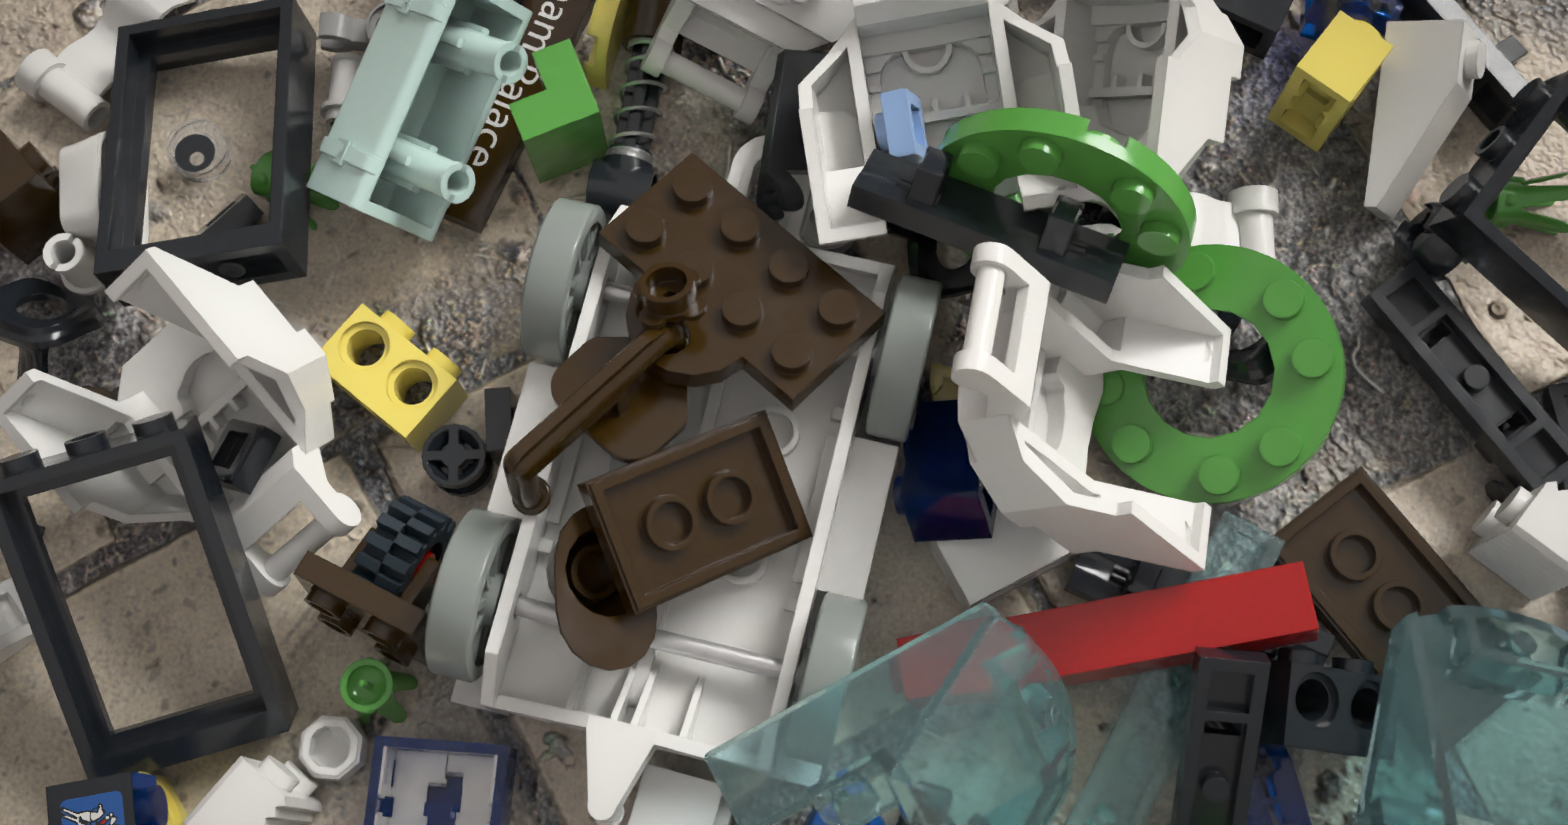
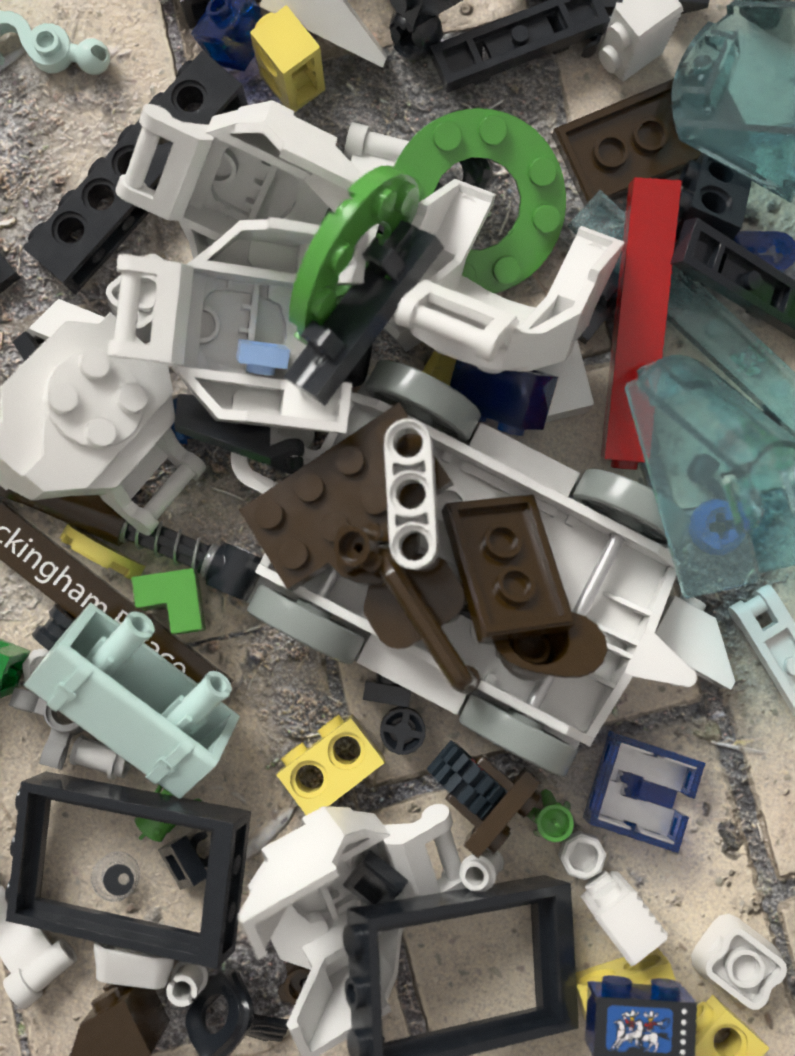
camera: 85 degrees left, 10 degrees up
(281, 598) = (482, 872): none -> white pin
(772, 314) = (404, 471): none -> white beam

